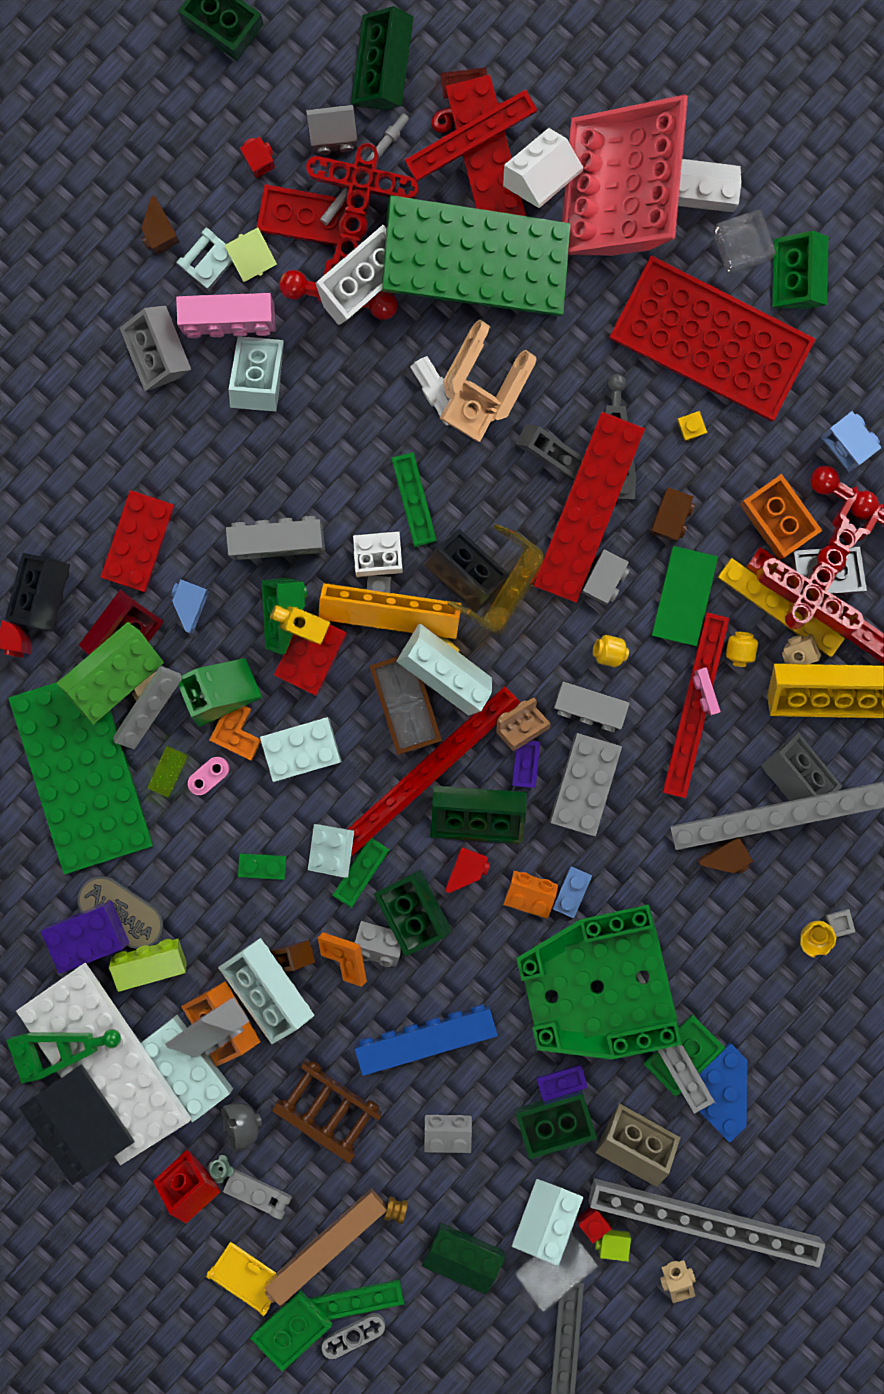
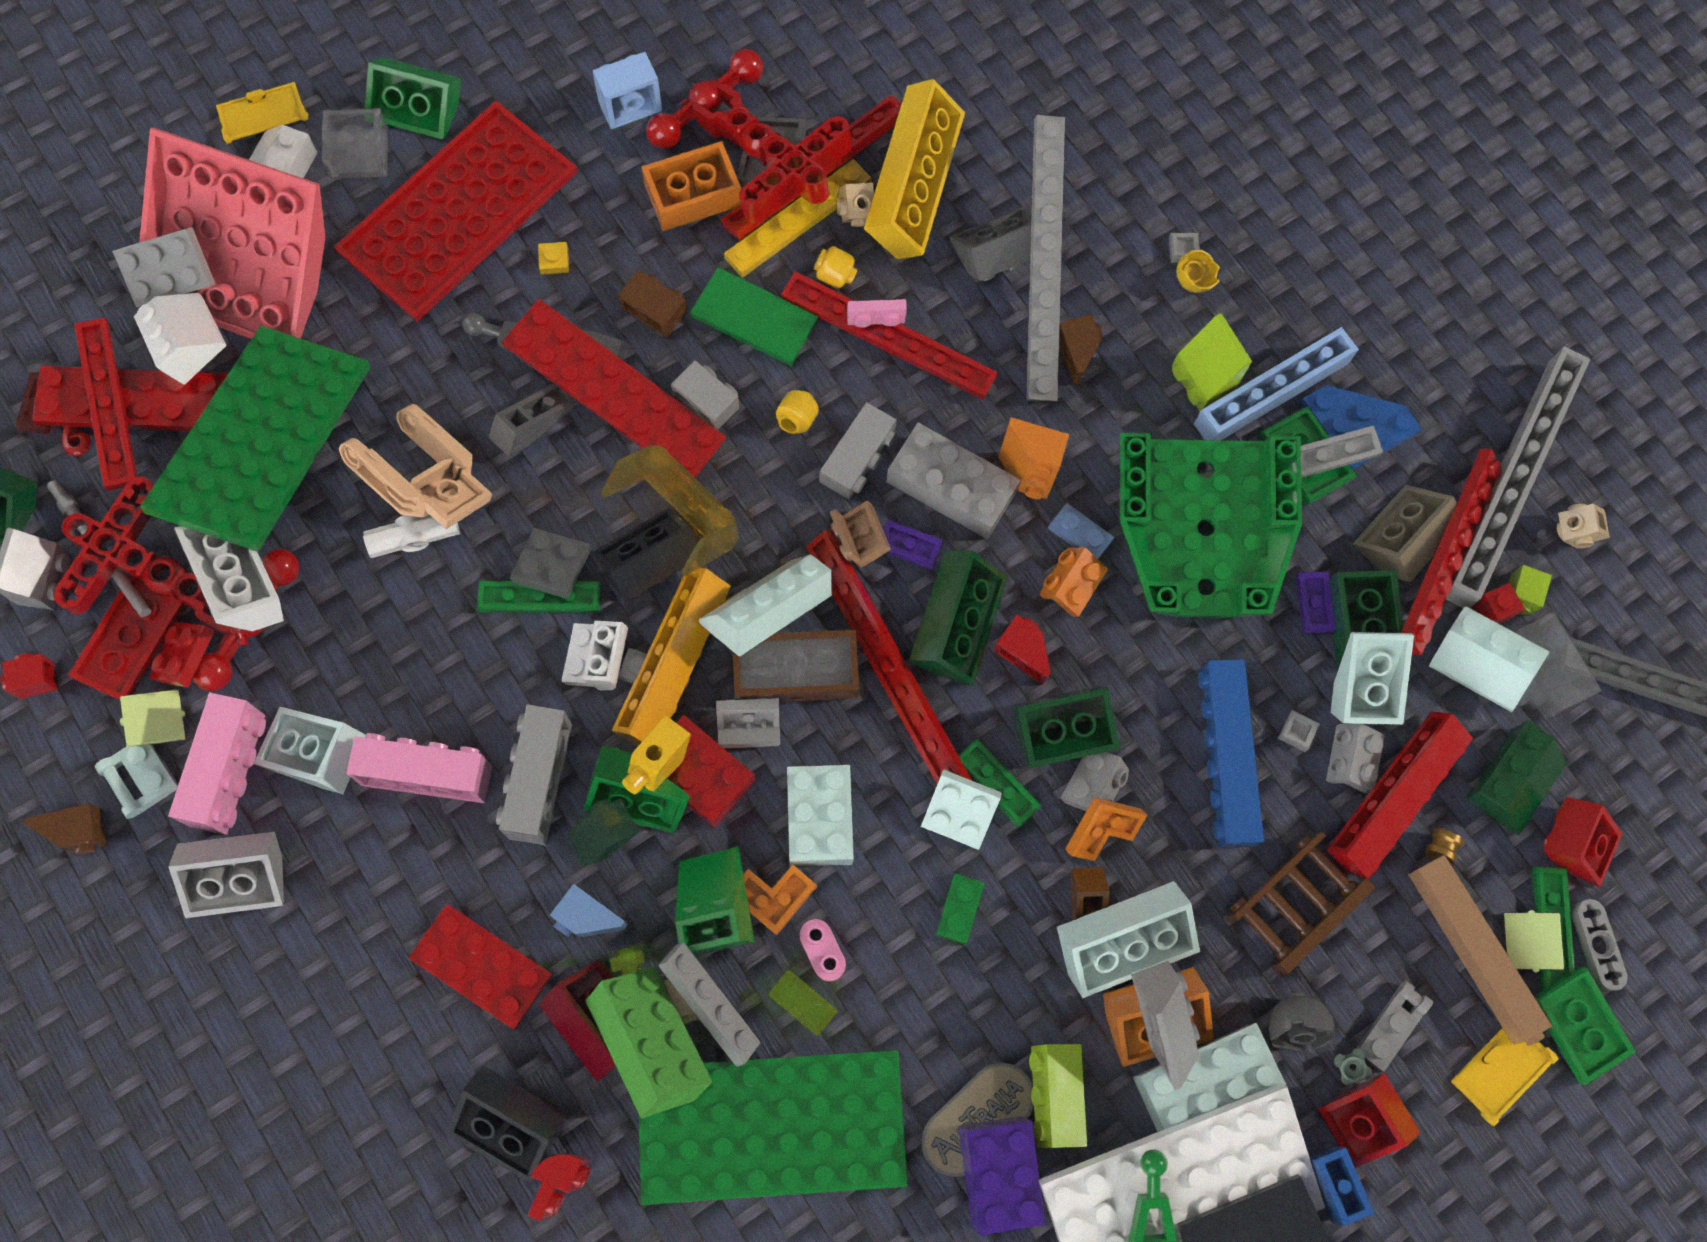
camera: 80 degrees left, 15 degrees down
(135, 1172) = (1340, 1186): none -> blue brick
(164, 642) = (628, 959): none -> clear neon green plate
(247, 598) = (602, 831): none -> clear green brick
(258, 456) = (419, 768): none -> bright pink brick
(299, 259) = (181, 654): none -> red plate
(343, 1286) = (1534, 940): none -> yellowish green piece
(355, 680) = (748, 723): none -> light grey bracket
(426, 1171) = (1399, 794): none -> red brick
(427, 1313) = (1583, 840): none -> red slope
(440, 500) = (550, 563): none -> dark grey plate
(458, 1087) = (1298, 730): none -> light grey tile
(503, 1135) = (1373, 678): none -> light aqua slope
(594, 136) = (164, 266): none -> light grey plate
(613, 843) = (1033, 456): none -> orange slope
(626, 1179) = (1451, 549): none -> red plate
(731, 963) = (1211, 363): none -> lime slope
(731, 1020) = (1276, 386): none -> light blue brick
(759, 167) = (243, 119): none -> yellow door

